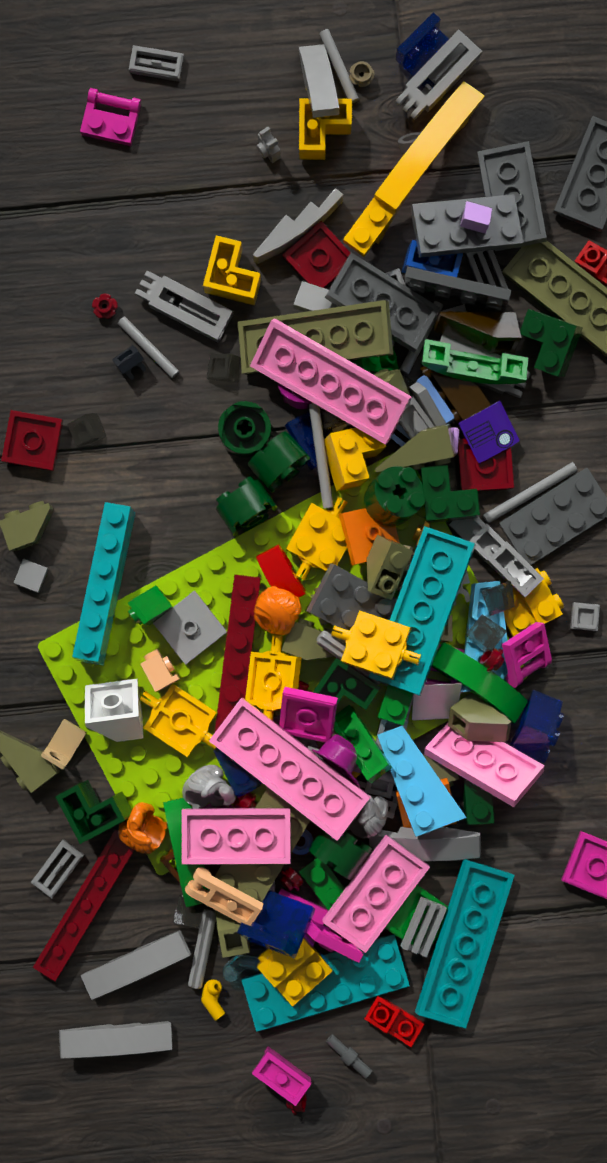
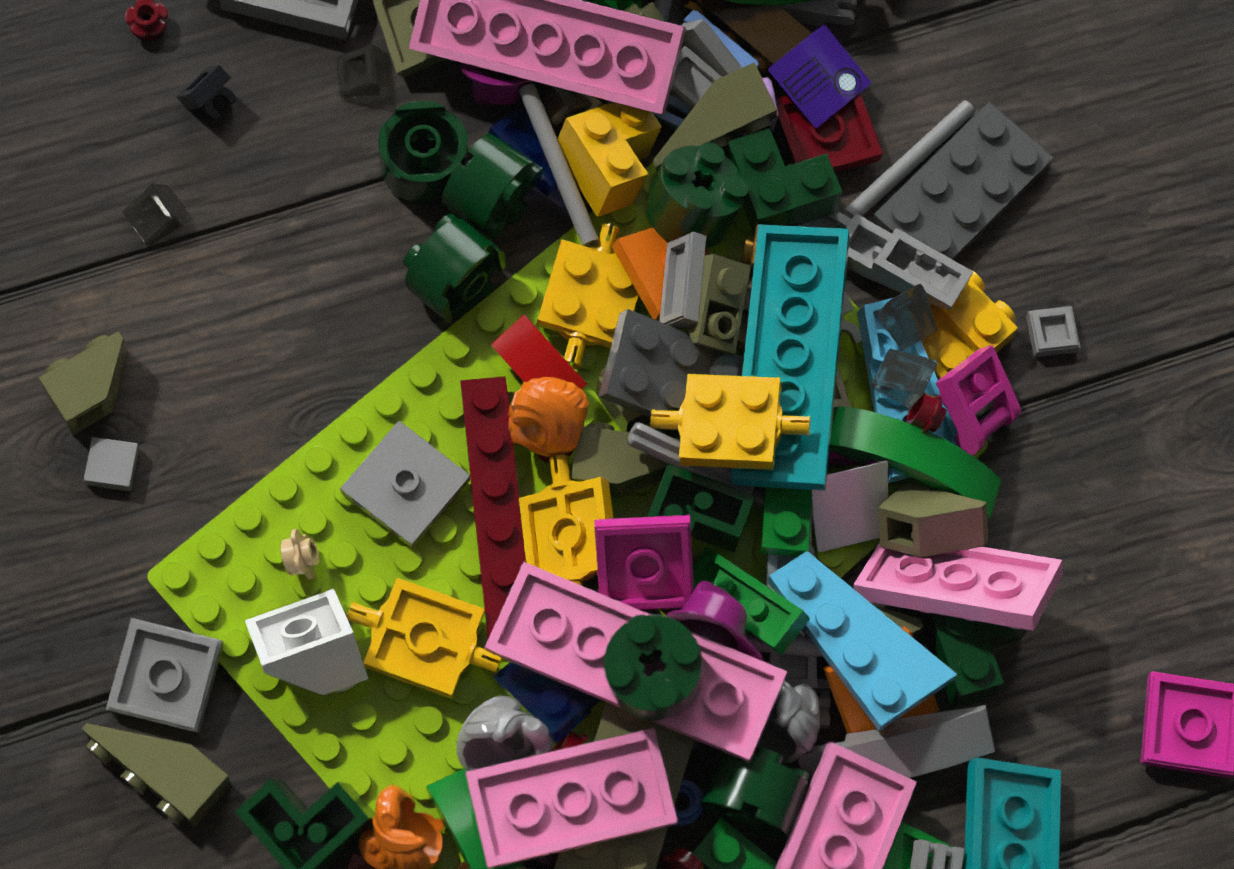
camera: 25 degrees left, 15 degrees down
(32, 440) = (68, 246): dark red plate -> none
(35, 705) = (165, 675): none -> light grey plate
(63, 744) = (230, 724): tan bracket -> none
(104, 584) = (242, 444): teal brick -> none
(122, 657) = (299, 554): none -> tan plate
(148, 347) = (232, 67): light grey bar -> none
(149, 606) = (328, 458): green slope -> none
(159, 670) = (369, 563): light nougat brick -> none
(279, 781) = (643, 642): none -> dark green brick
(371, 550) = (683, 281): none -> light grey tile
(538, 726) = (1031, 509): clear blue brick -> none

